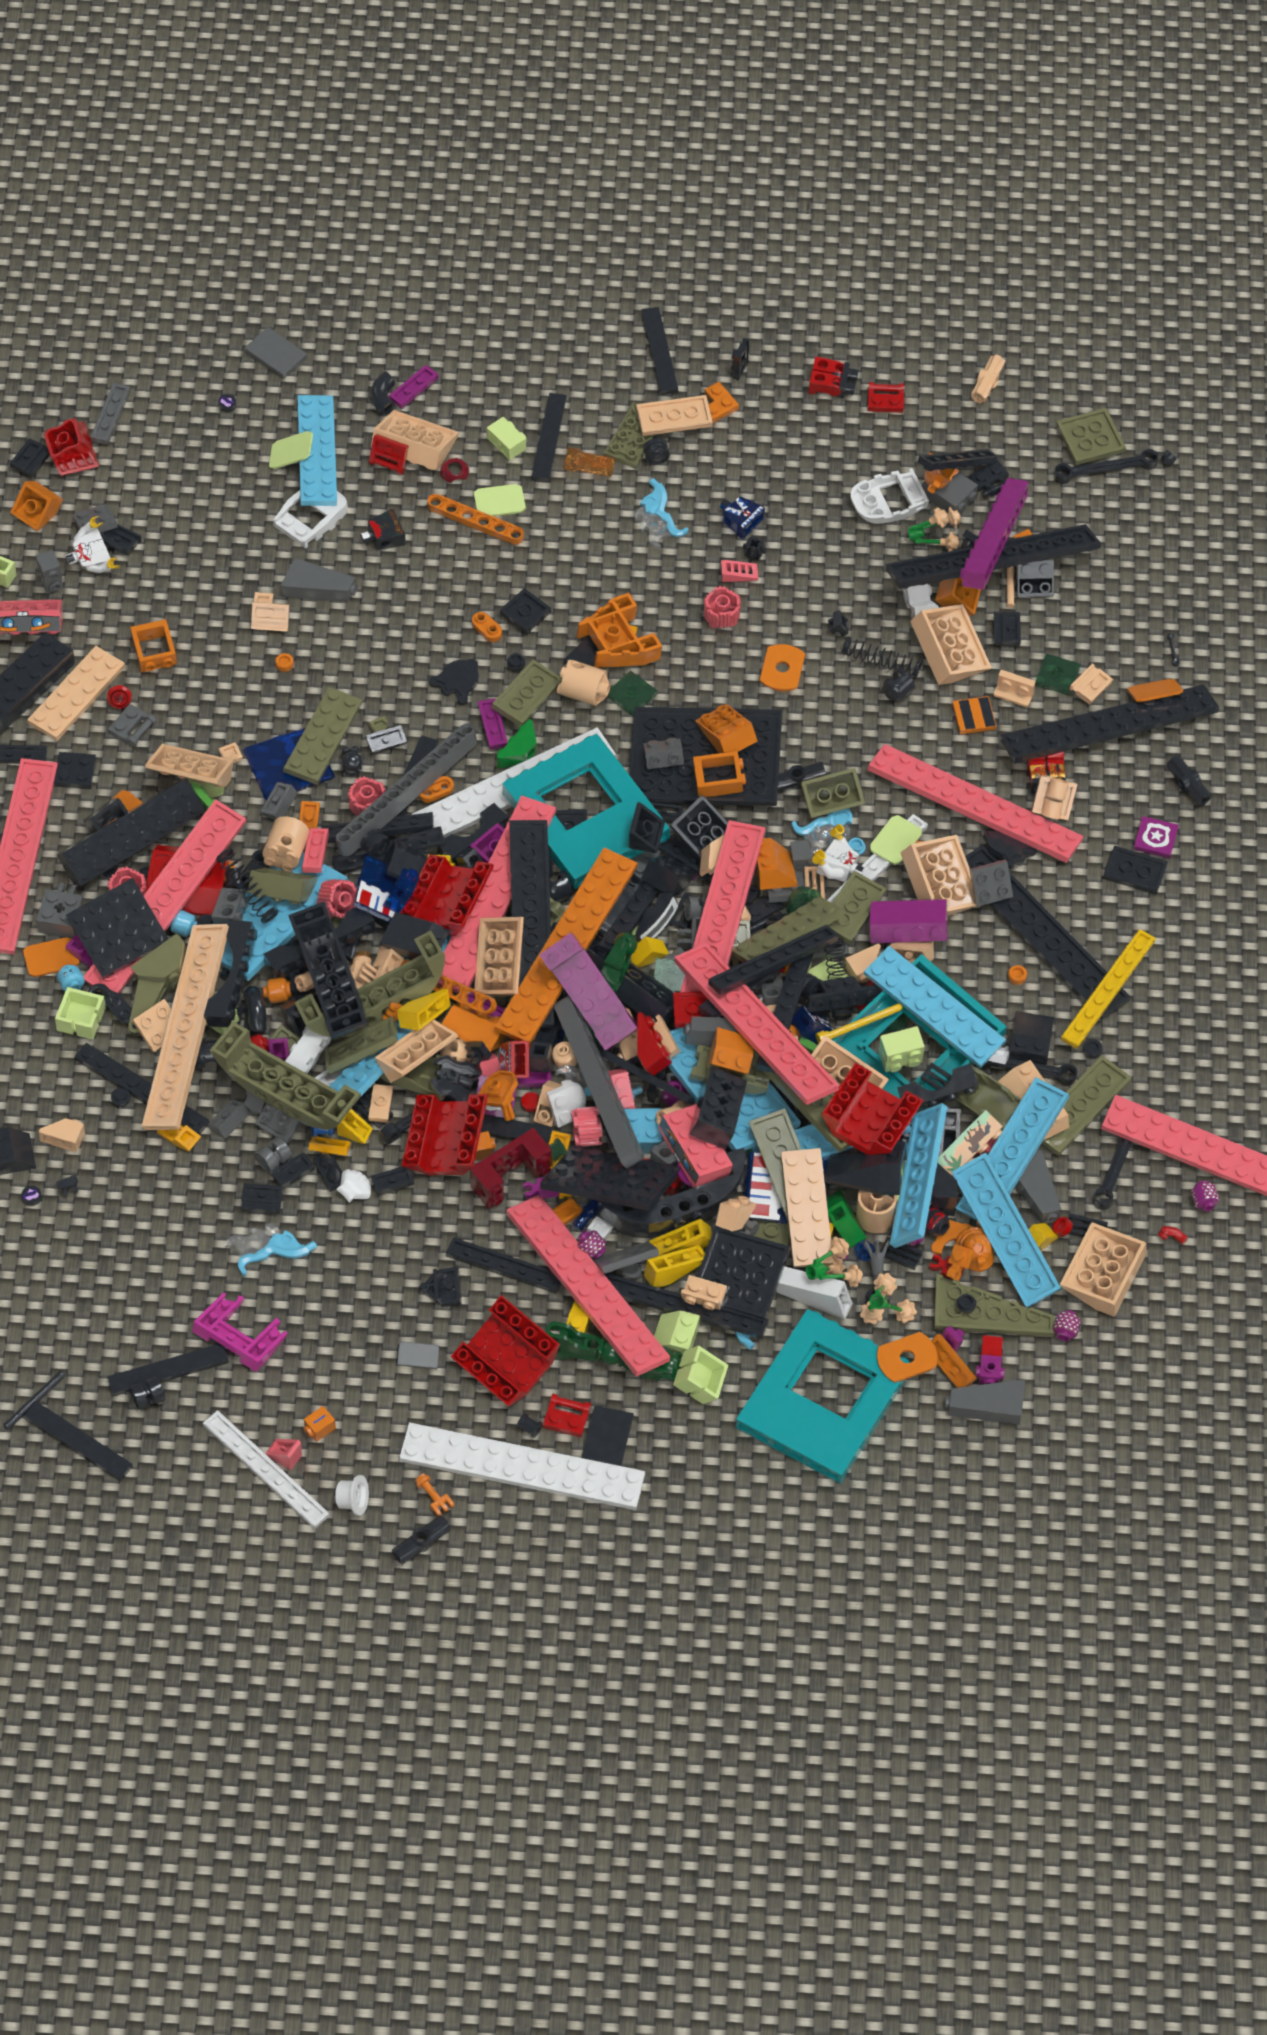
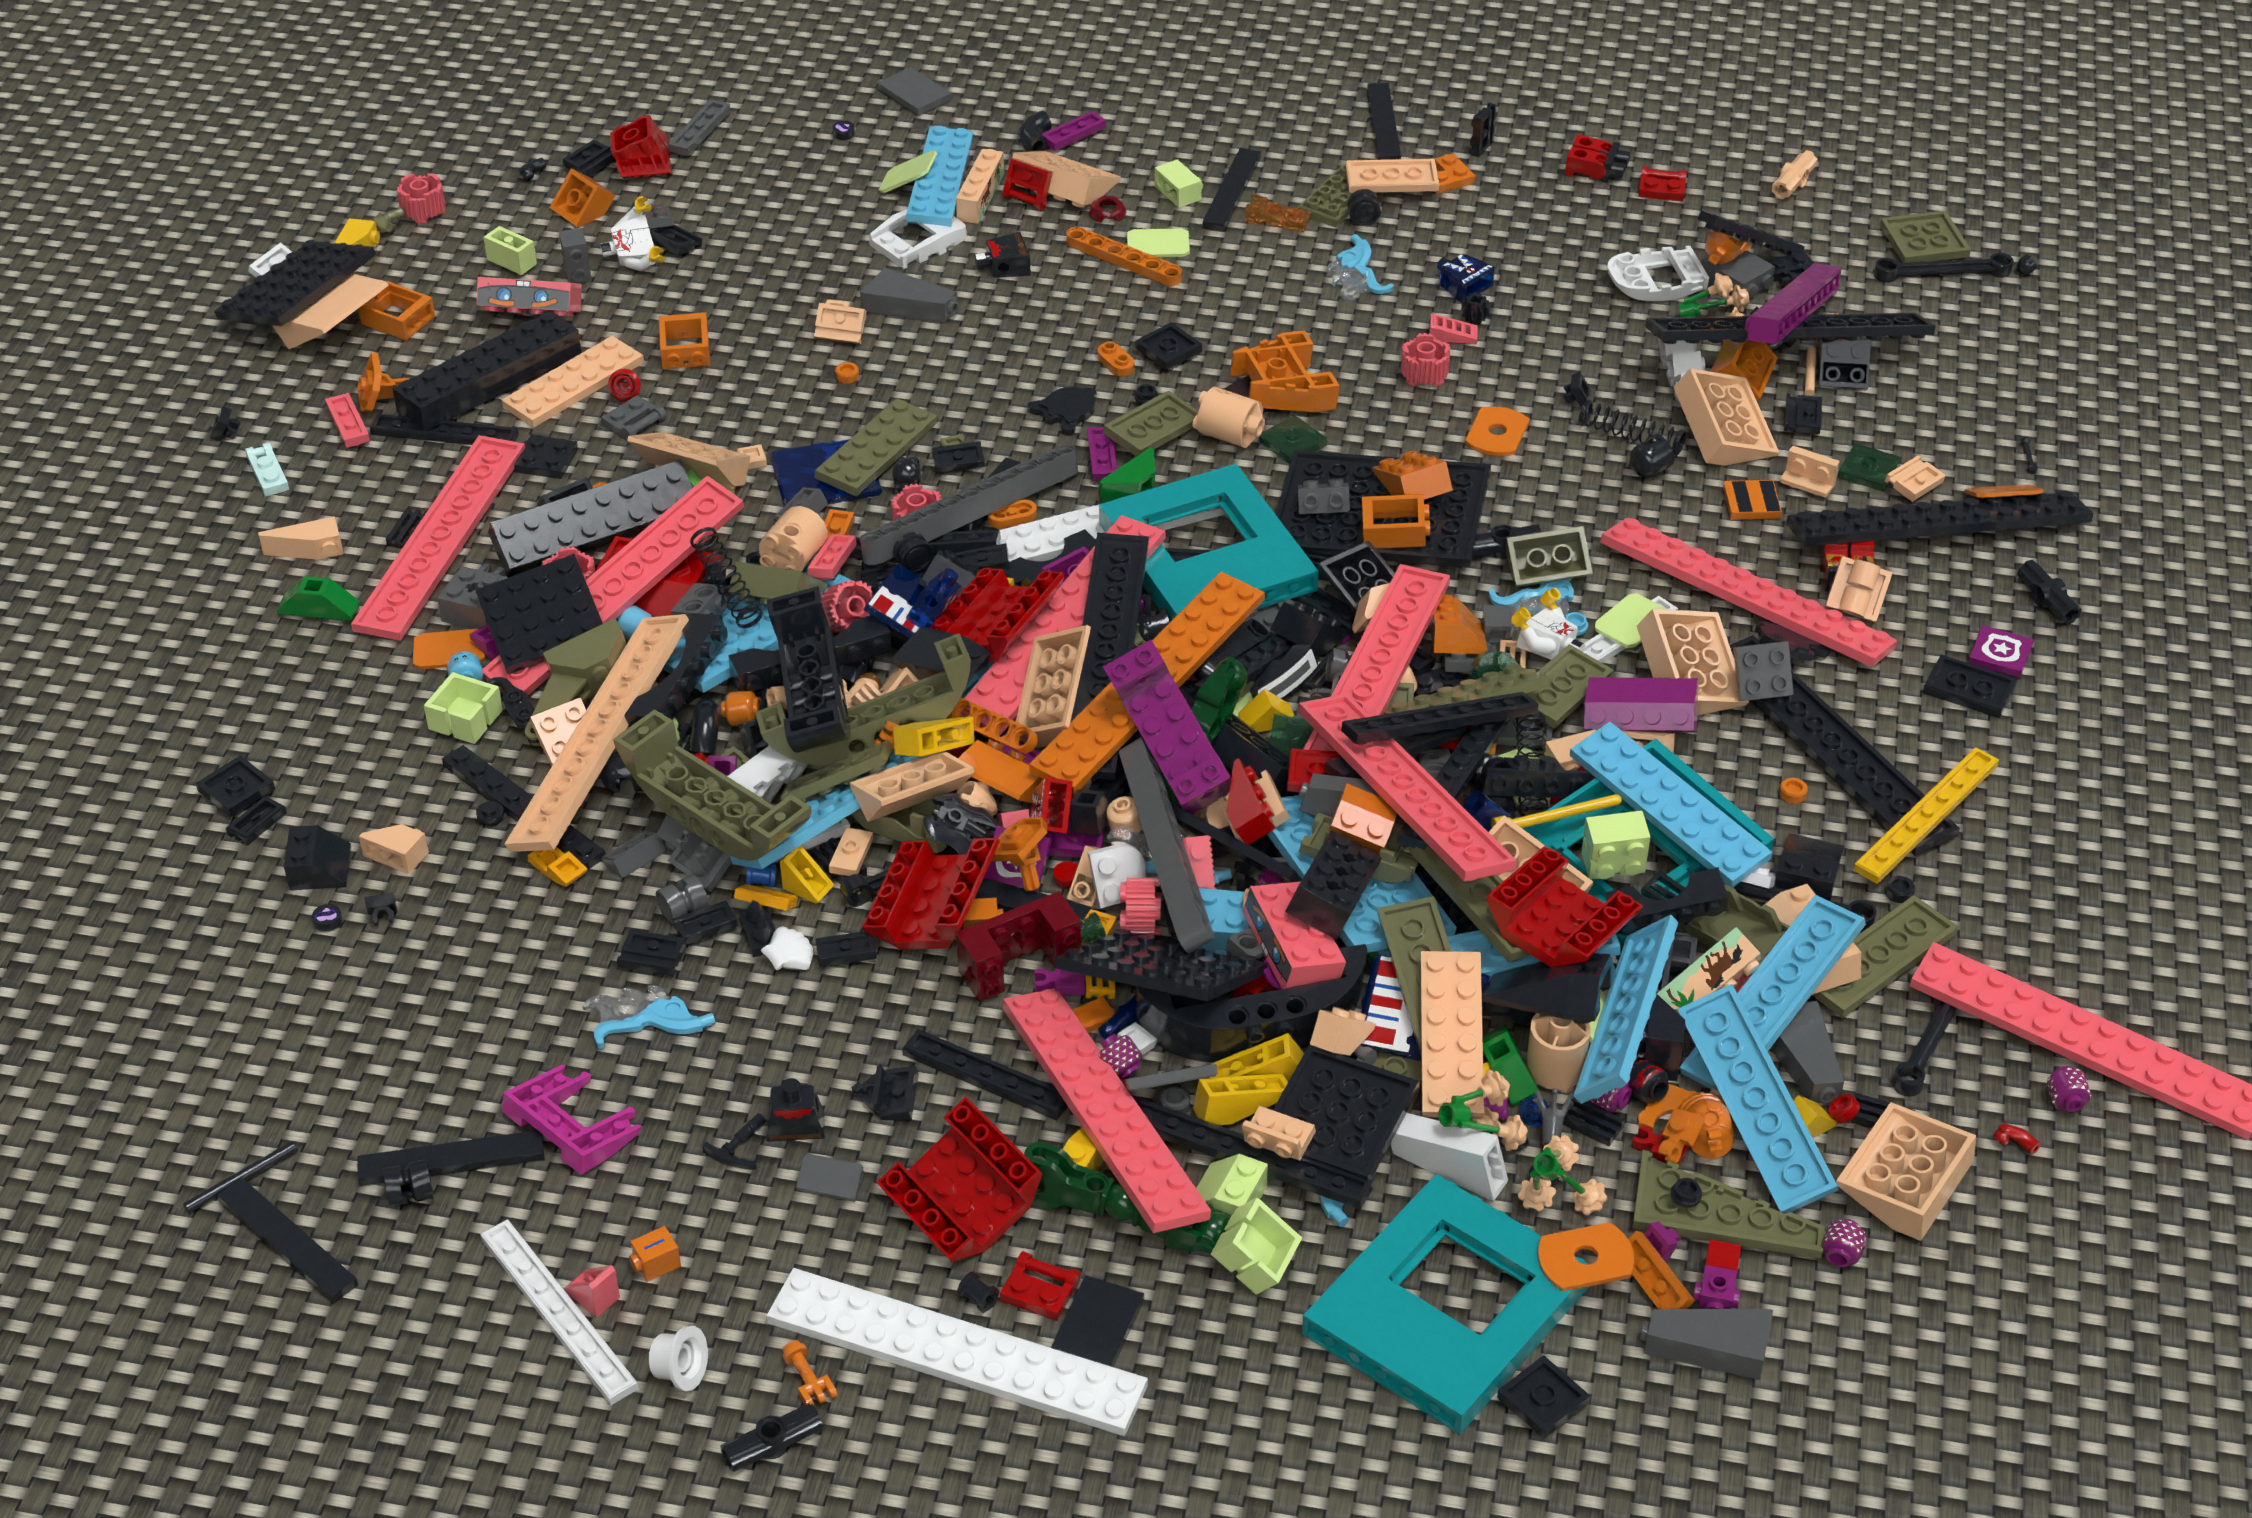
camera: 10 degrees right, 15 degrees down
(347, 1340) = (724, 1153): none -> black piece
(350, 458) = (980, 186): none -> light nougat brick
(386, 1313) = (794, 1113): none -> black torso
(477, 1051) = (1000, 798): black tile -> none
(645, 830) = (1282, 564): black slope -> none
(889, 1453) = (1543, 1396): none -> black plate

